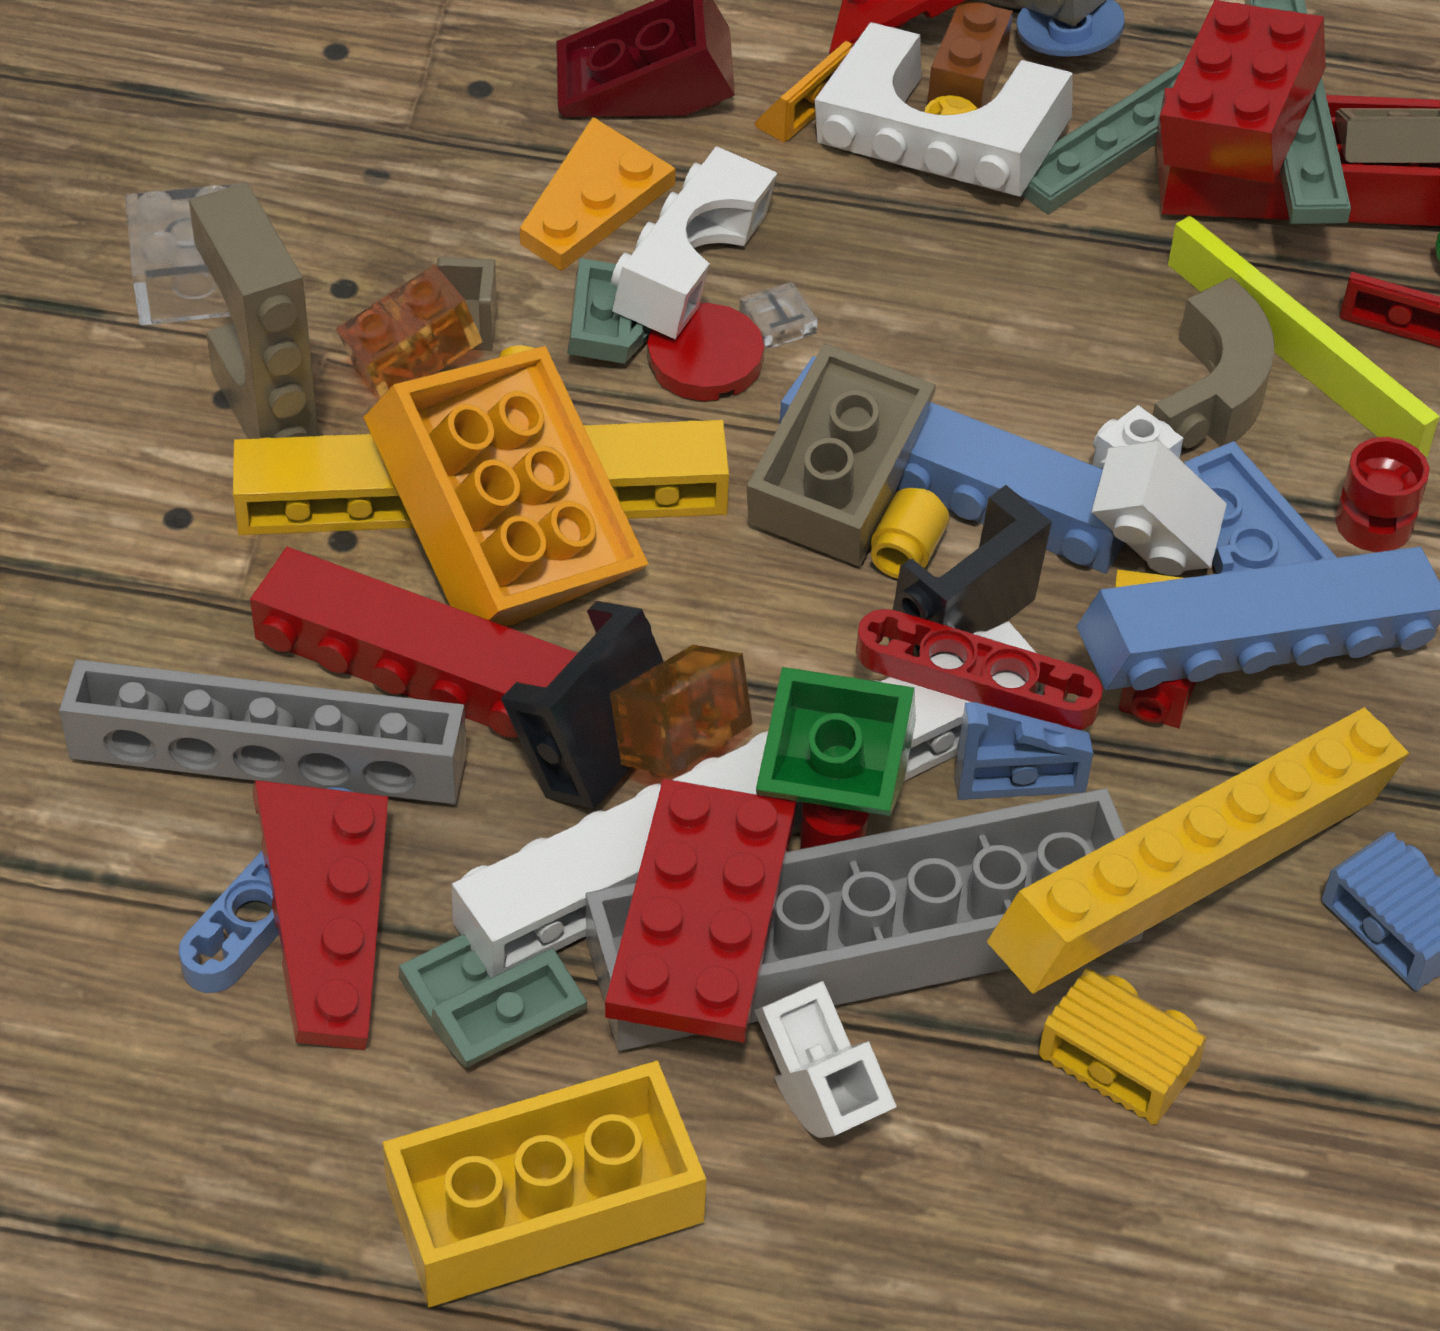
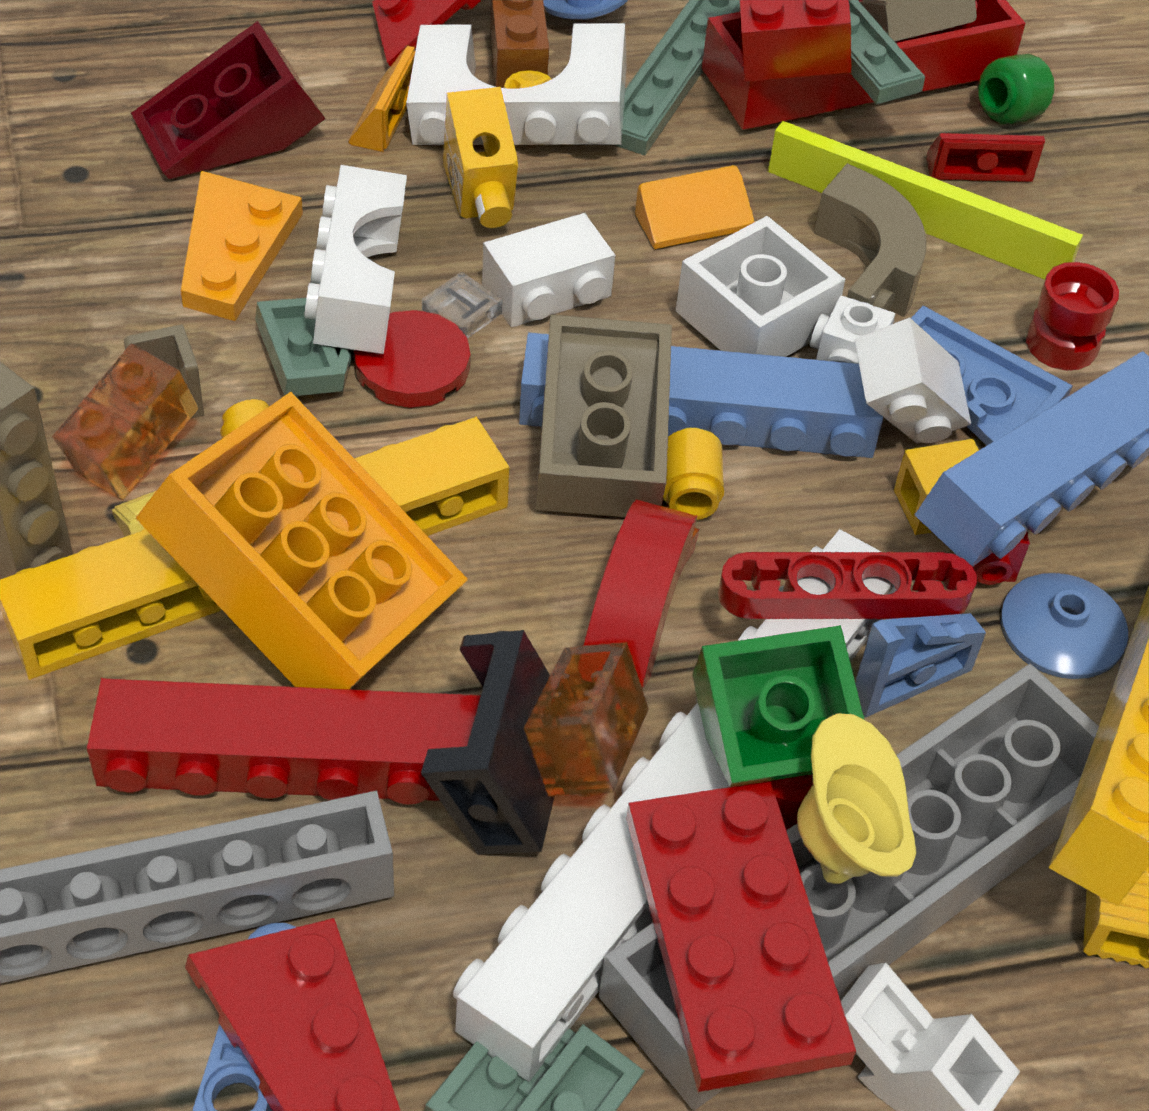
camera: 25 degrees left, 0 degrees up
(793, 607) = (642, 581): none -> red arch
(854, 834) = (858, 805): none -> light yellow piece
(856, 192) = (485, 180): none -> yellow torso
(876, 302) = (548, 269): none -> white brick
(989, 582) = (797, 479): black panel -> none
(1061, 280) = (693, 207): none -> light orange slope
(1063, 378) = (757, 291): none -> white brick
(1172, 764) = (1064, 625): none -> medium blue dish

